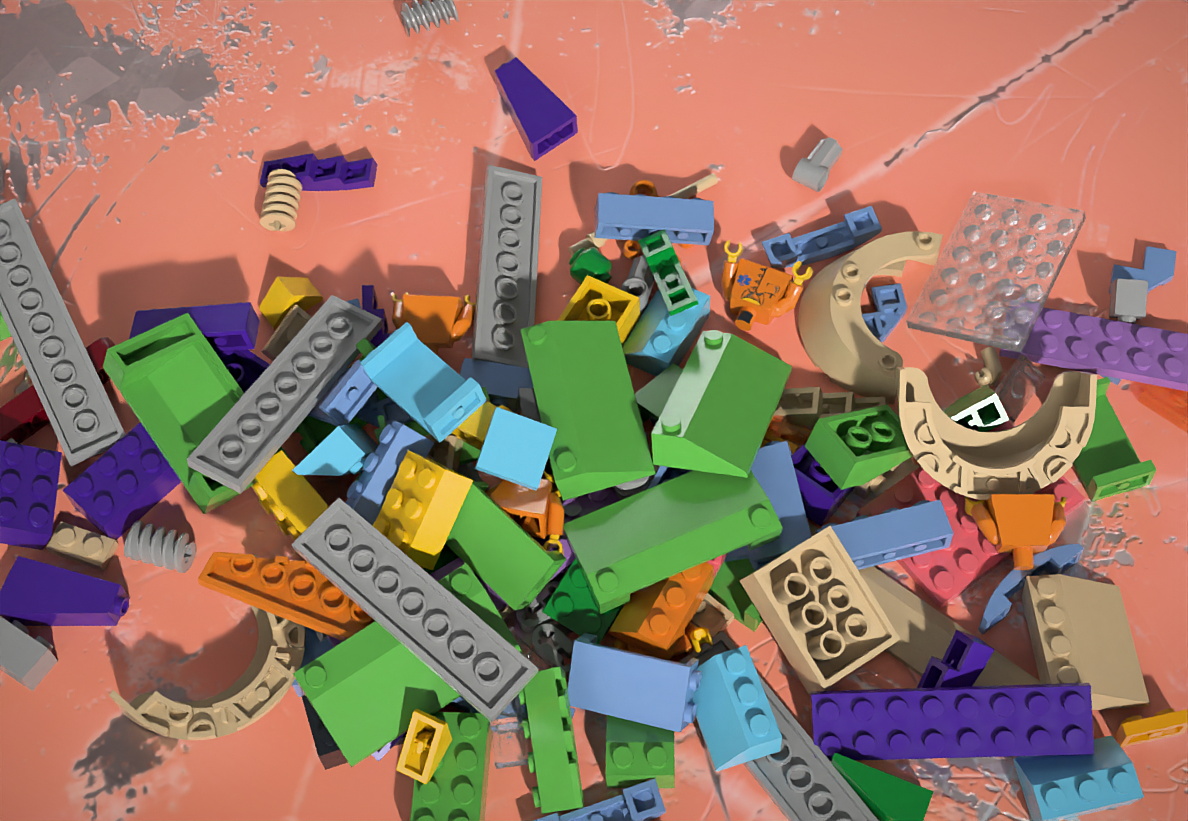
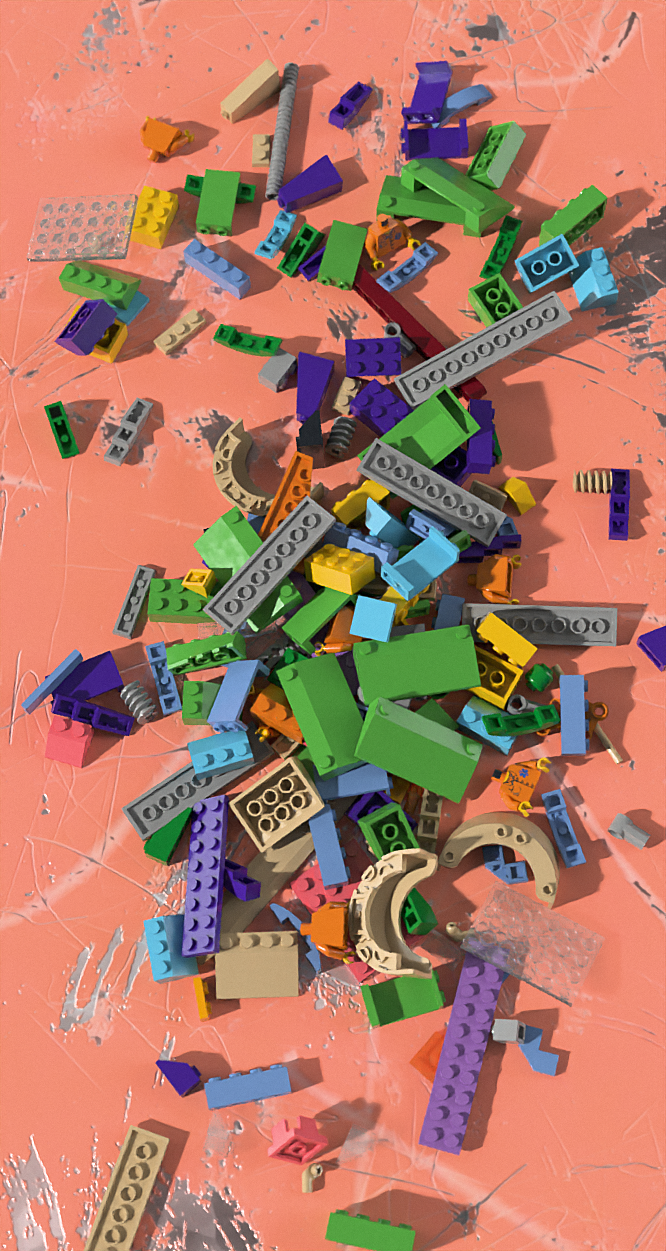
camera: 90 degrees right, 10 degrees up
(171, 575) = (311, 441): none -> black slope
(538, 295) = (505, 640): none -> yellow brick

